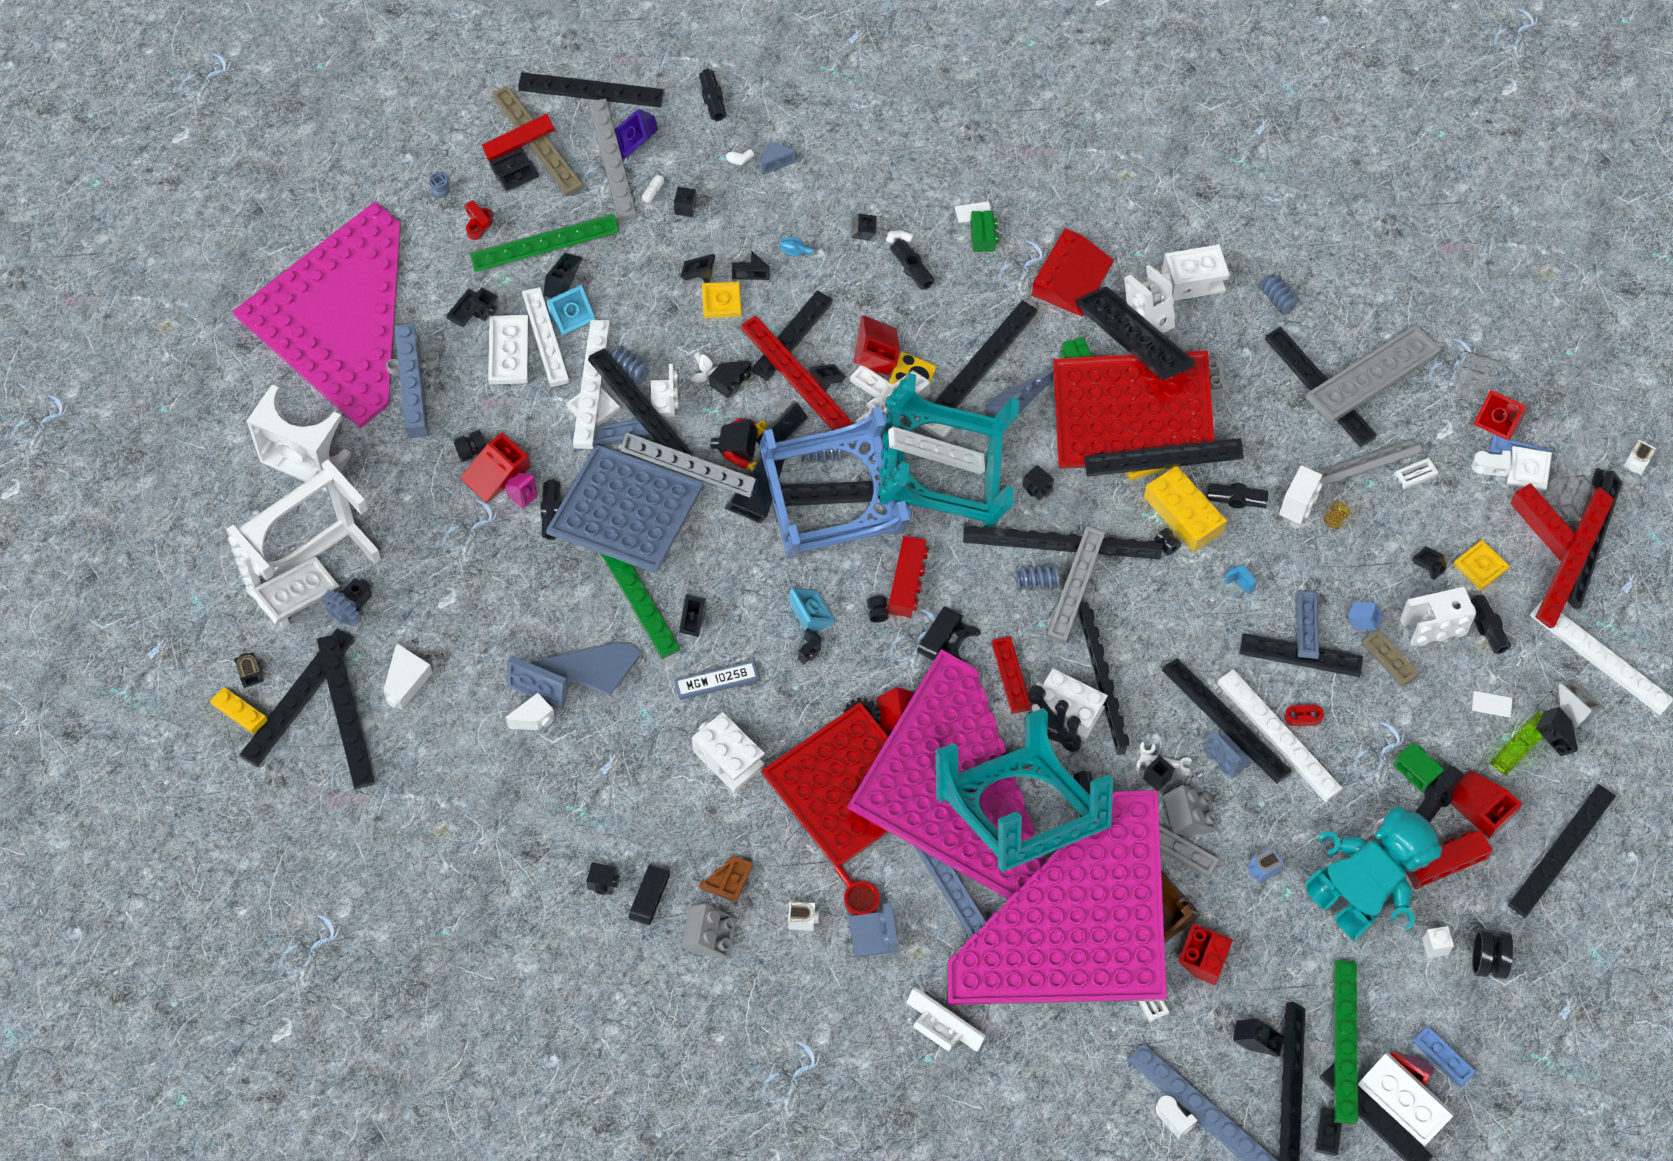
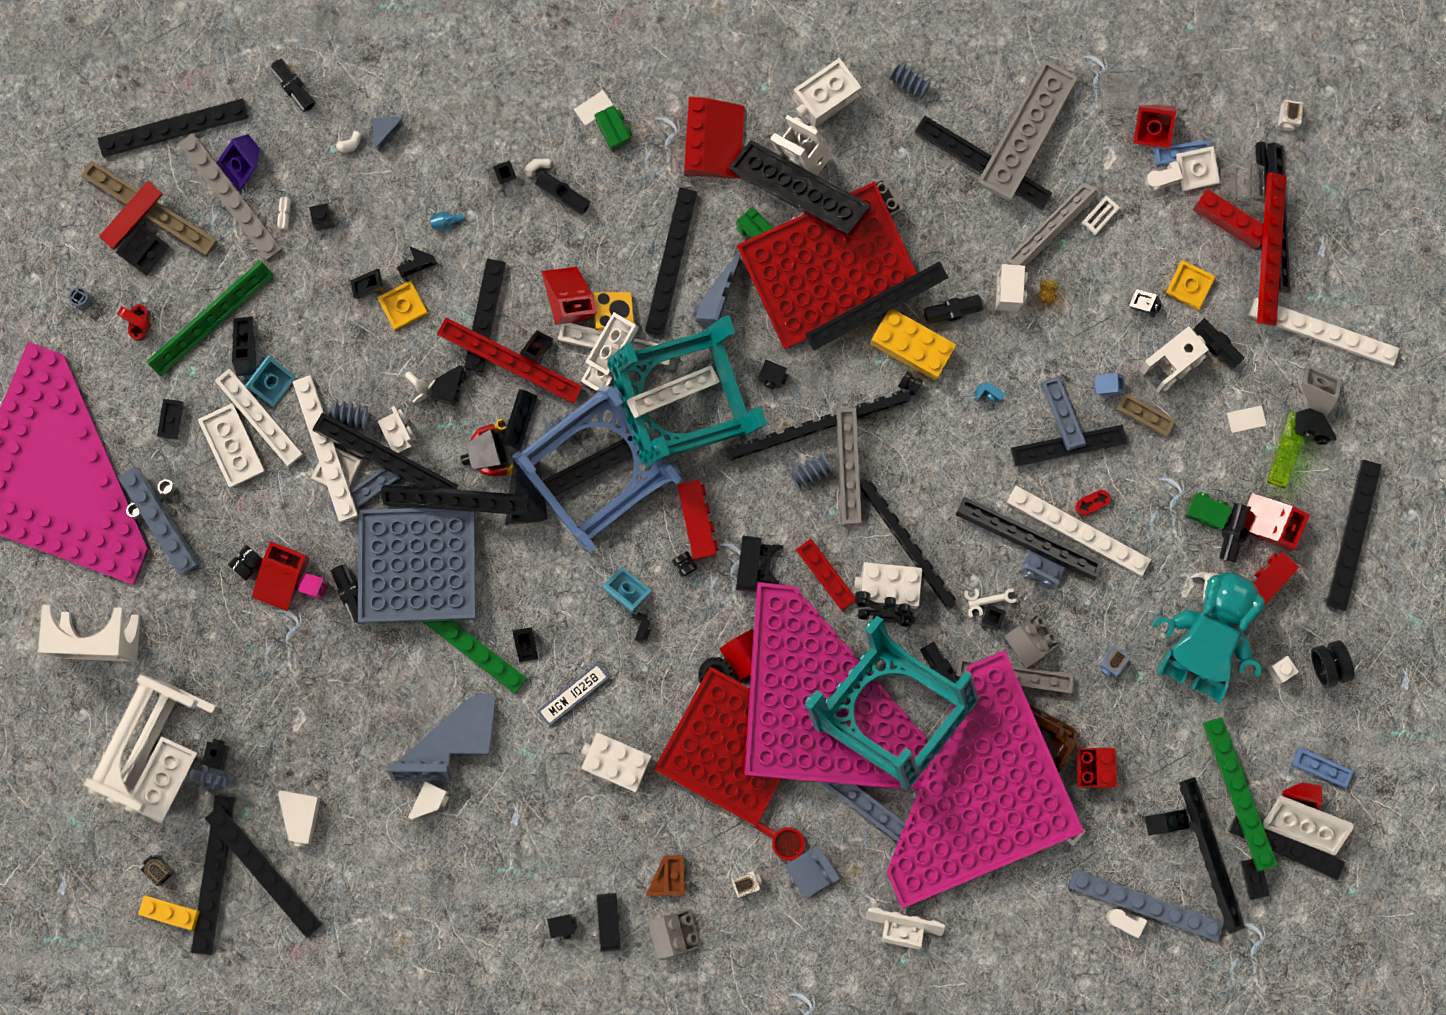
camera: 25 degrees left, 20 degrees up
(483, 304) = (190, 408): black brick -> none

